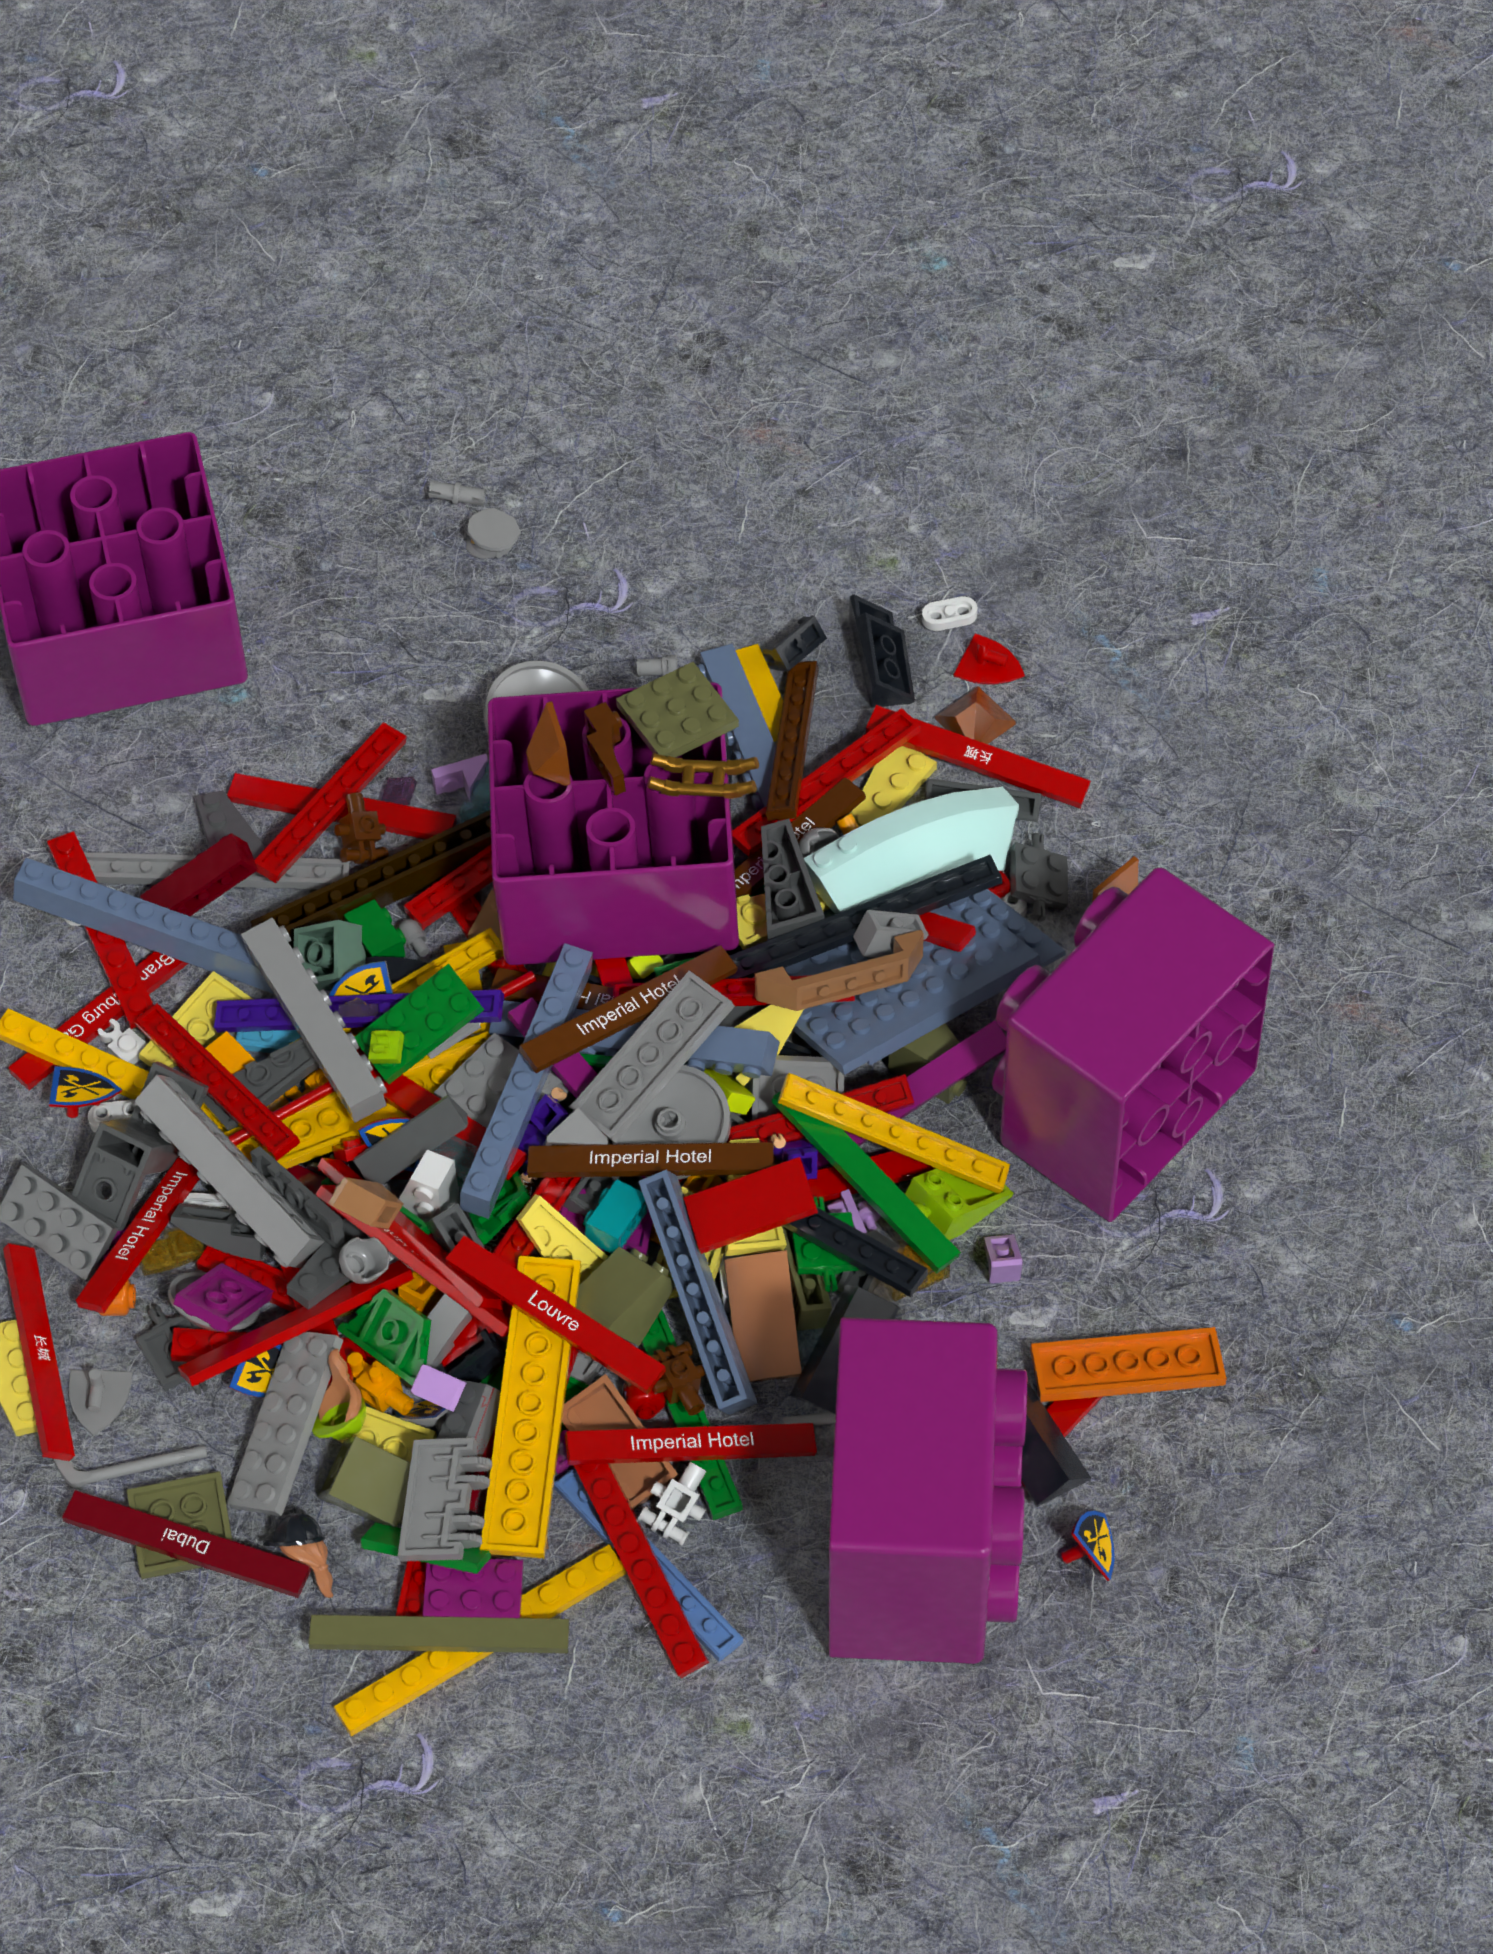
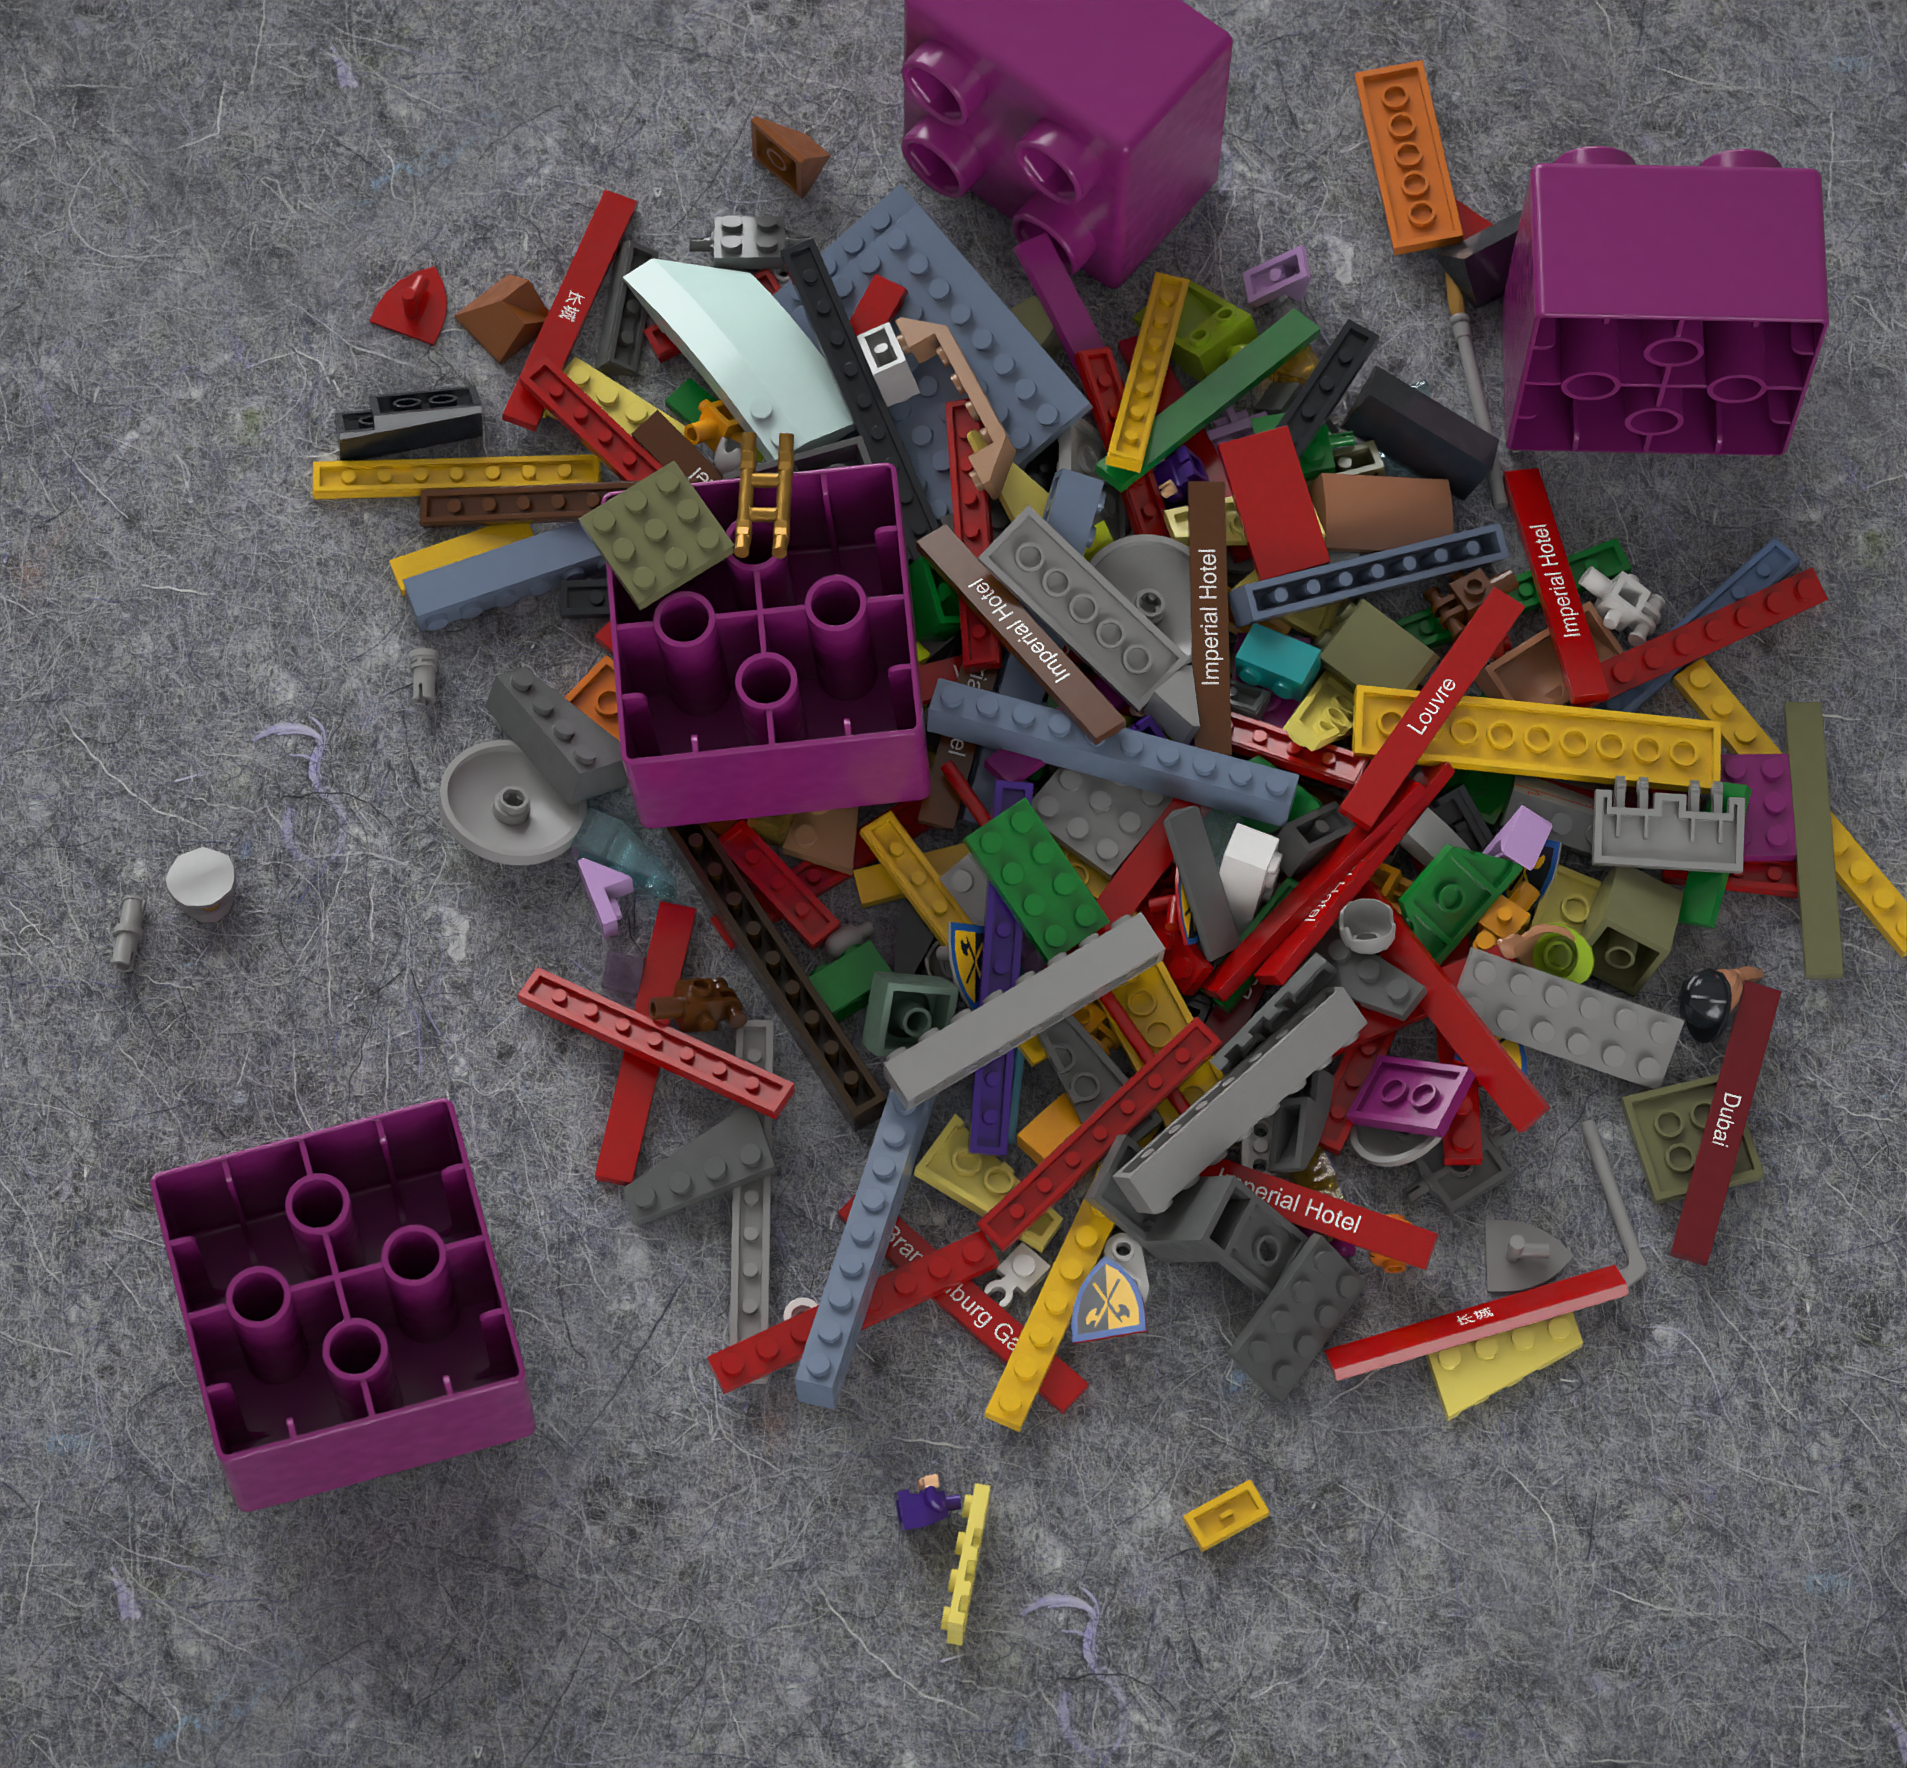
camera: 95 degrees left, 10 degrees up
(204, 877) = (795, 1185): dark red brick -> none
(358, 1008) = (1016, 953): clear purple tile -> none
(366, 1202) = (1300, 916): medium nougat slope -> none
(386, 1047) = (1076, 912): lime tile -> none
(548, 750) = (733, 663): dark orange slope -> none
(603, 734) = (694, 611): reddish brown slope -> none
(796, 644) = (398, 512): black hinge -> none
(833, 677) = (411, 476): none -> yellow tile
(948, 613) = (345, 346): white plate -> none

